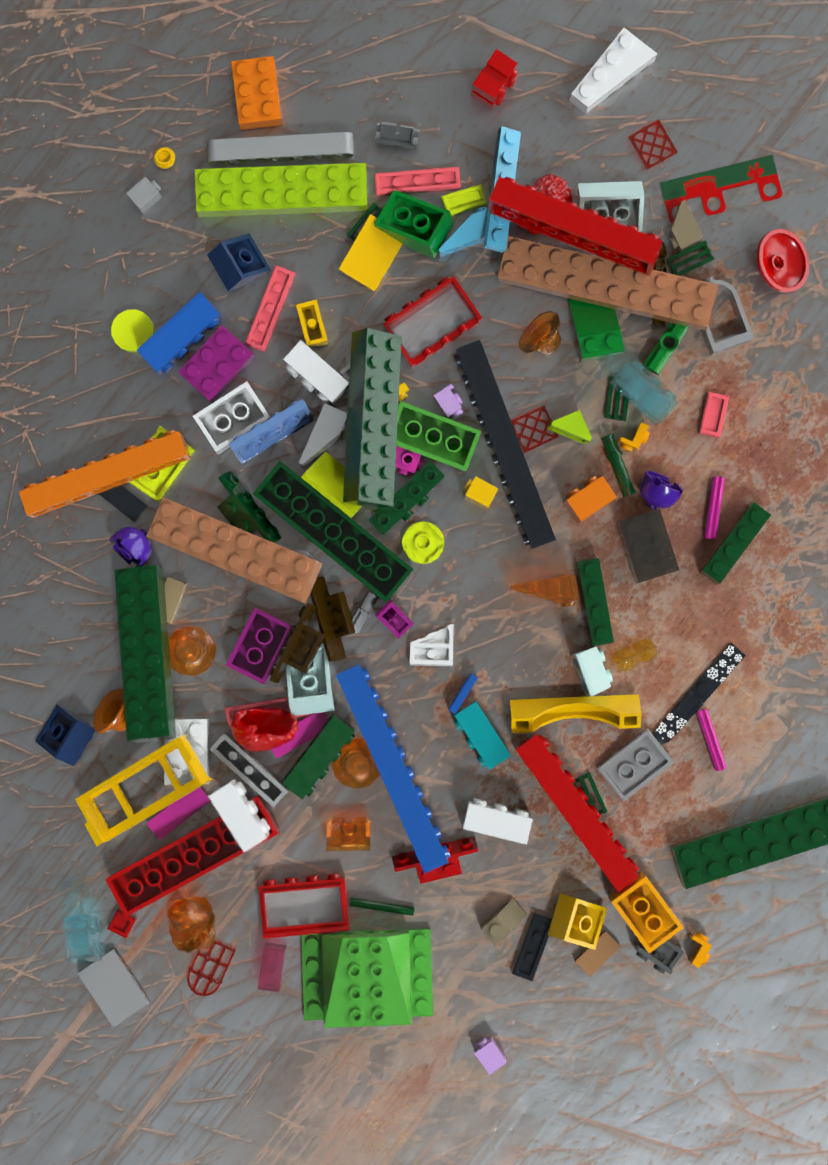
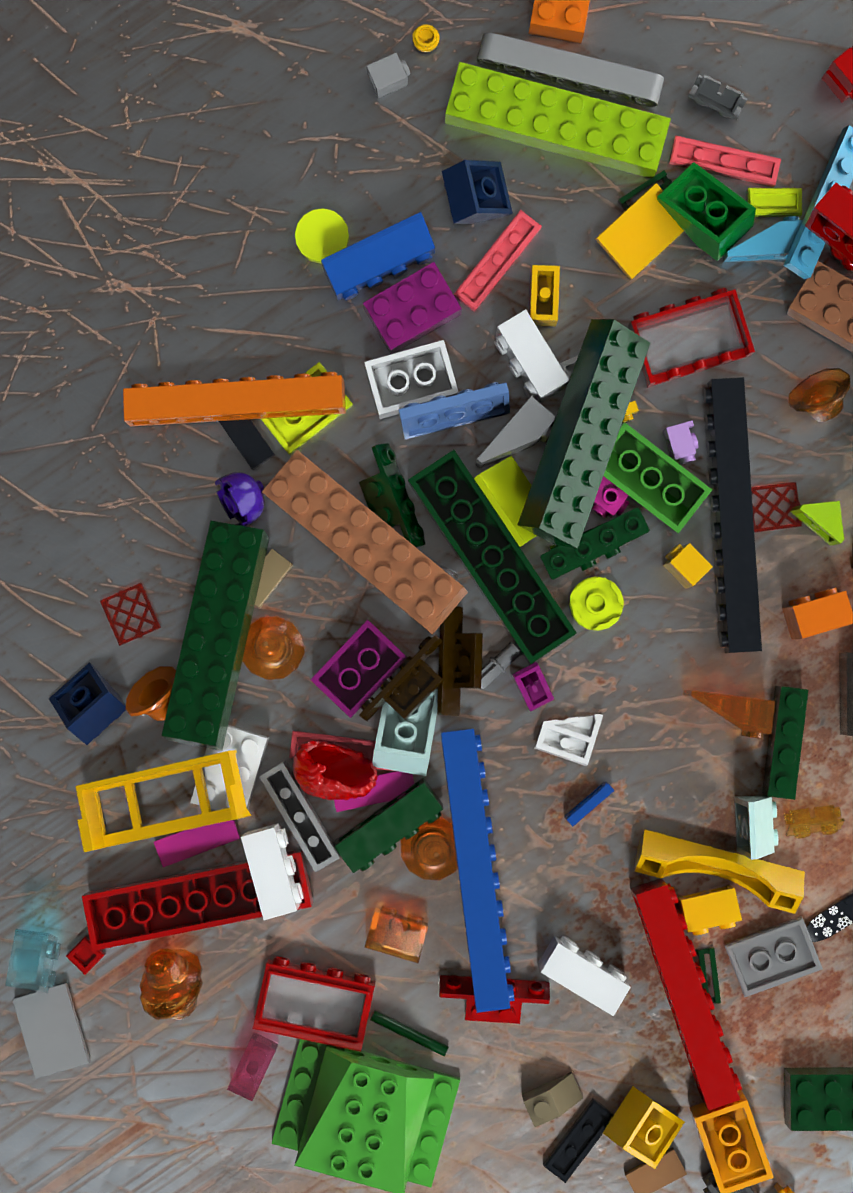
camera: 15 degrees right, 0 degrees up
(66, 646) = (138, 633): none -> clear red window
(210, 978) = (172, 1055): clear red window -> none
(481, 736) = (595, 863): teal brick -> none
(577, 744) = (710, 909): none -> yellow brick

